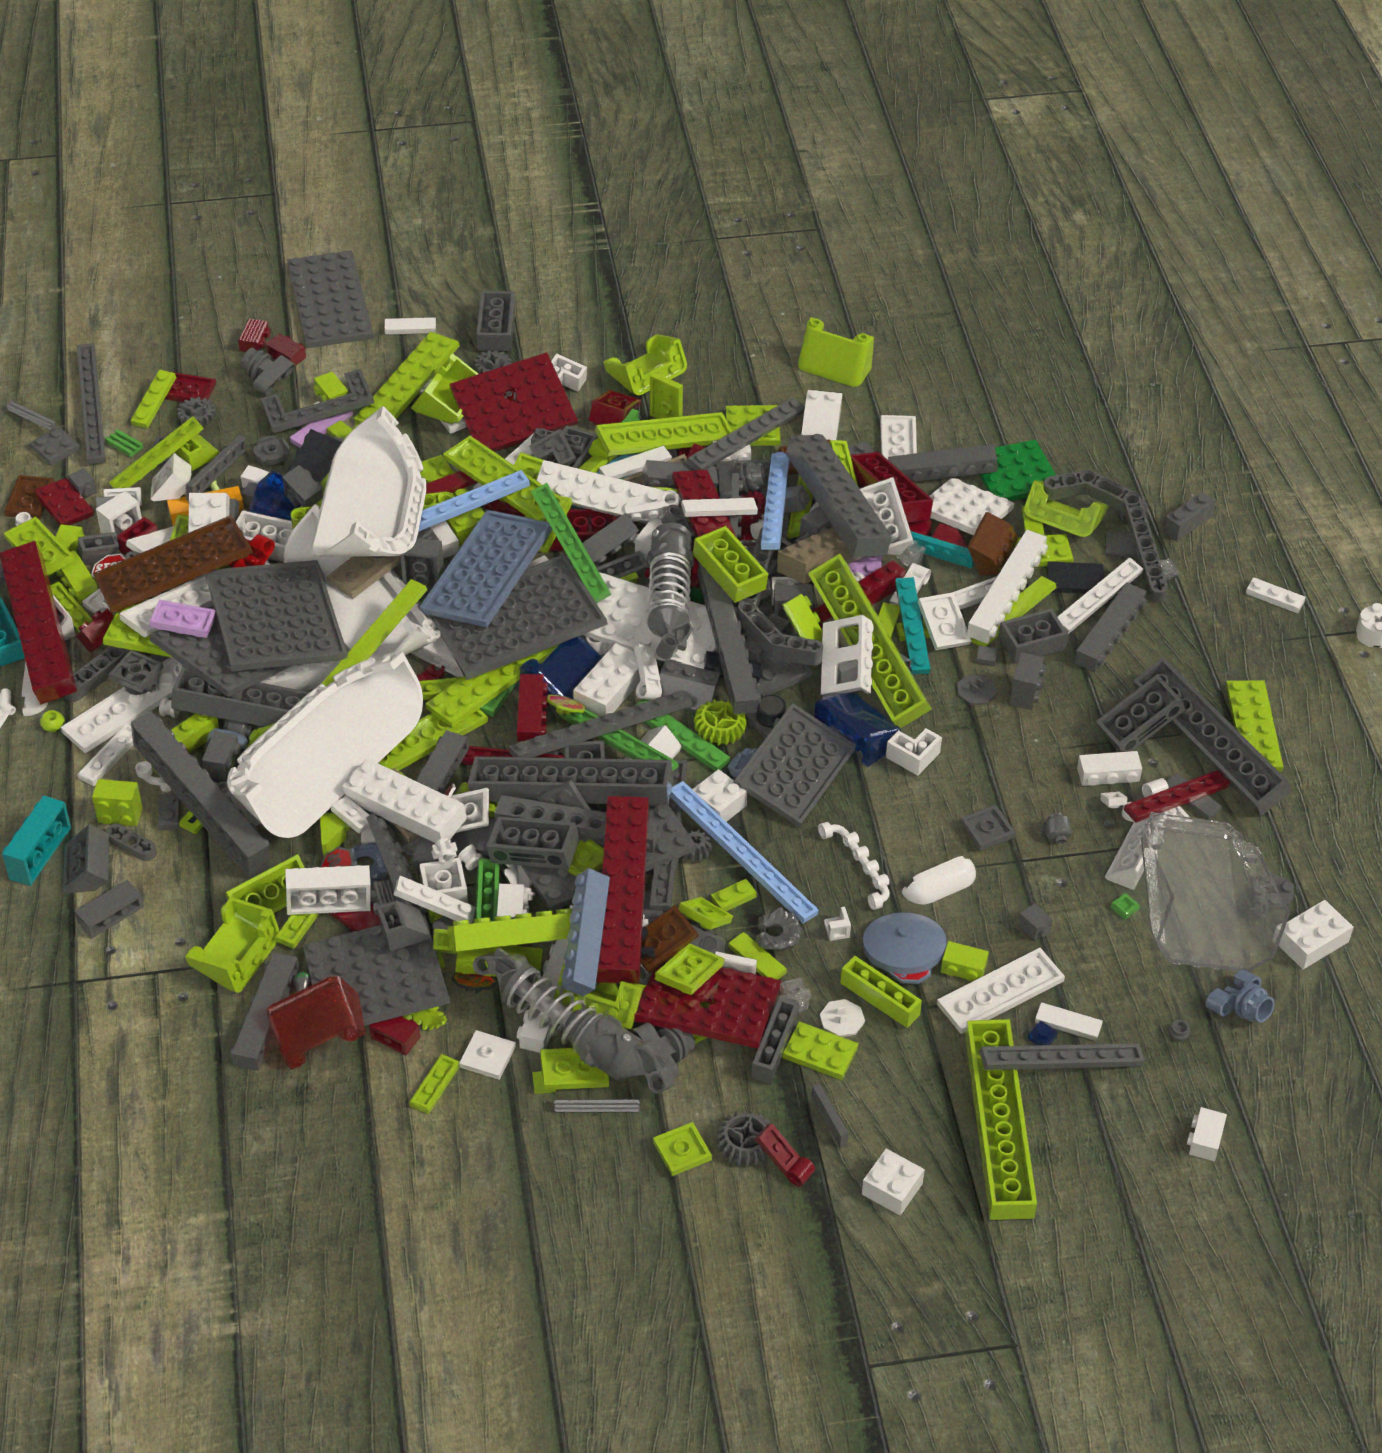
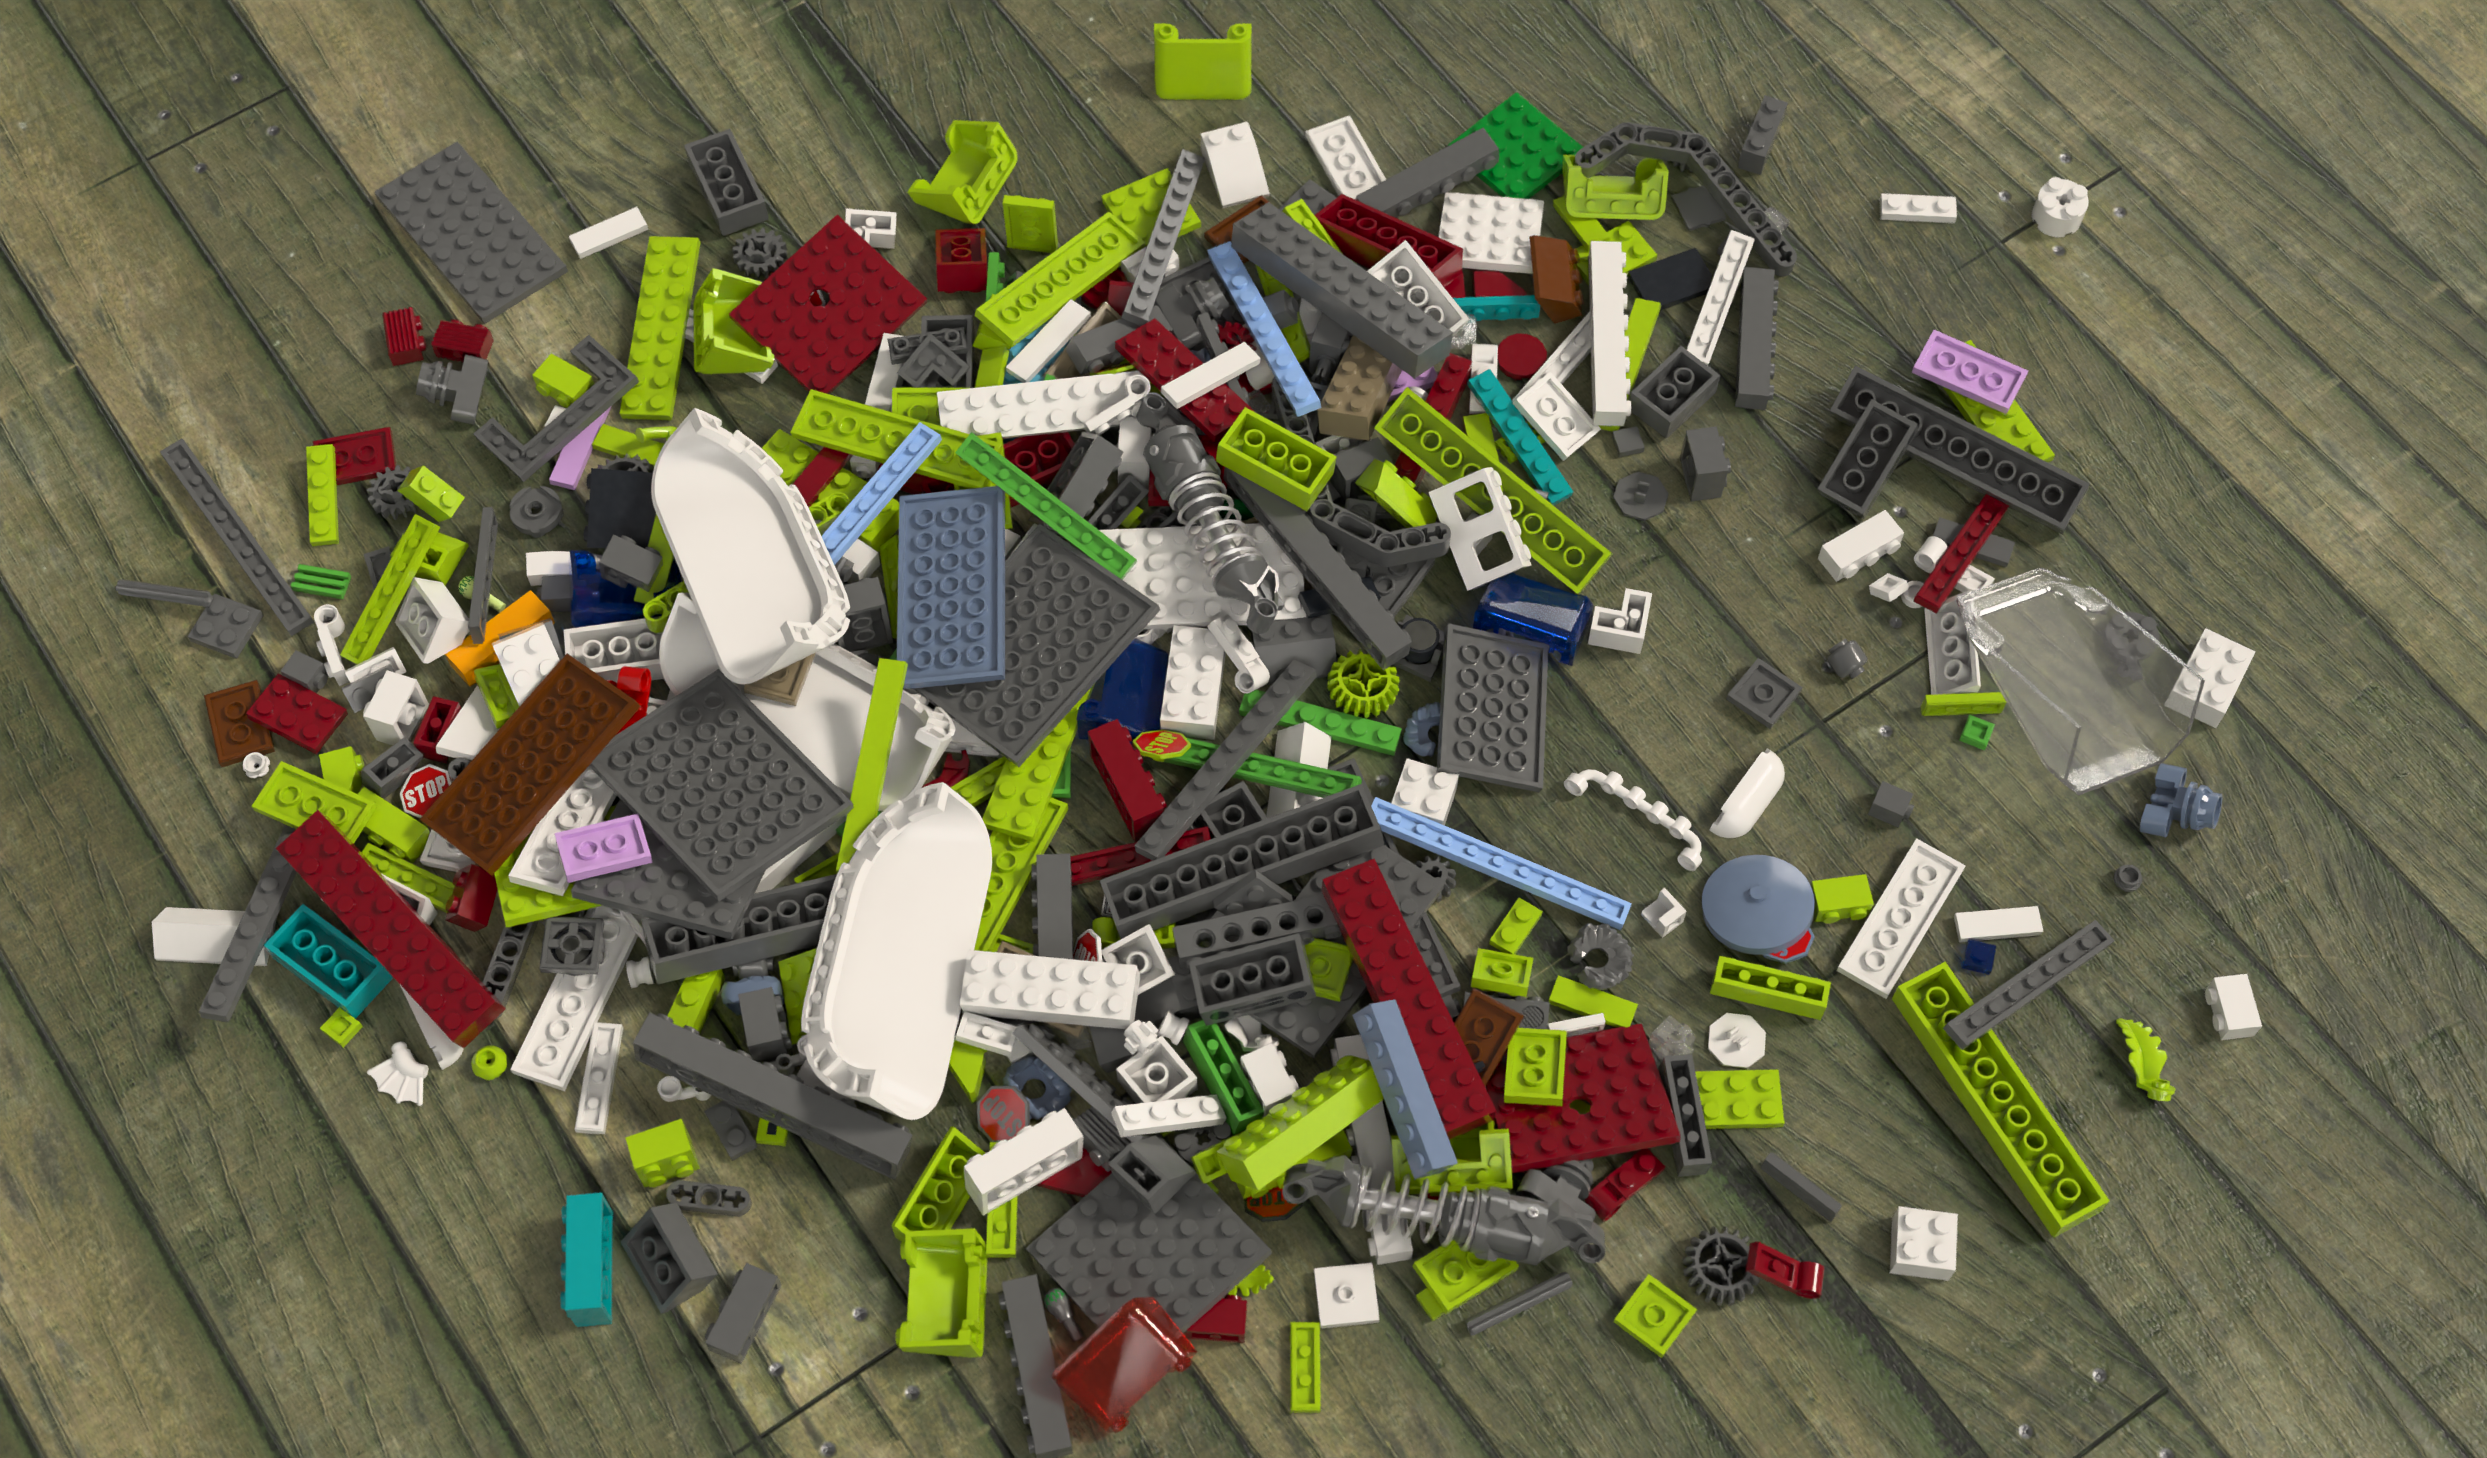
camera: 25 degrees left, 15 degrees up
(111, 466) = (327, 645): none -> white plate
(213, 416) = (431, 493): none -> lime brick
(709, 1064) = (1624, 1183): none -> dark red plate
(944, 582) = (1521, 356): none -> dark red tile
(1120, 883) = (1963, 704): none -> lime tile
(1122, 1138) = (2146, 1060): none -> lime plant
(1248, 694) = (1970, 371): none -> lavender plate

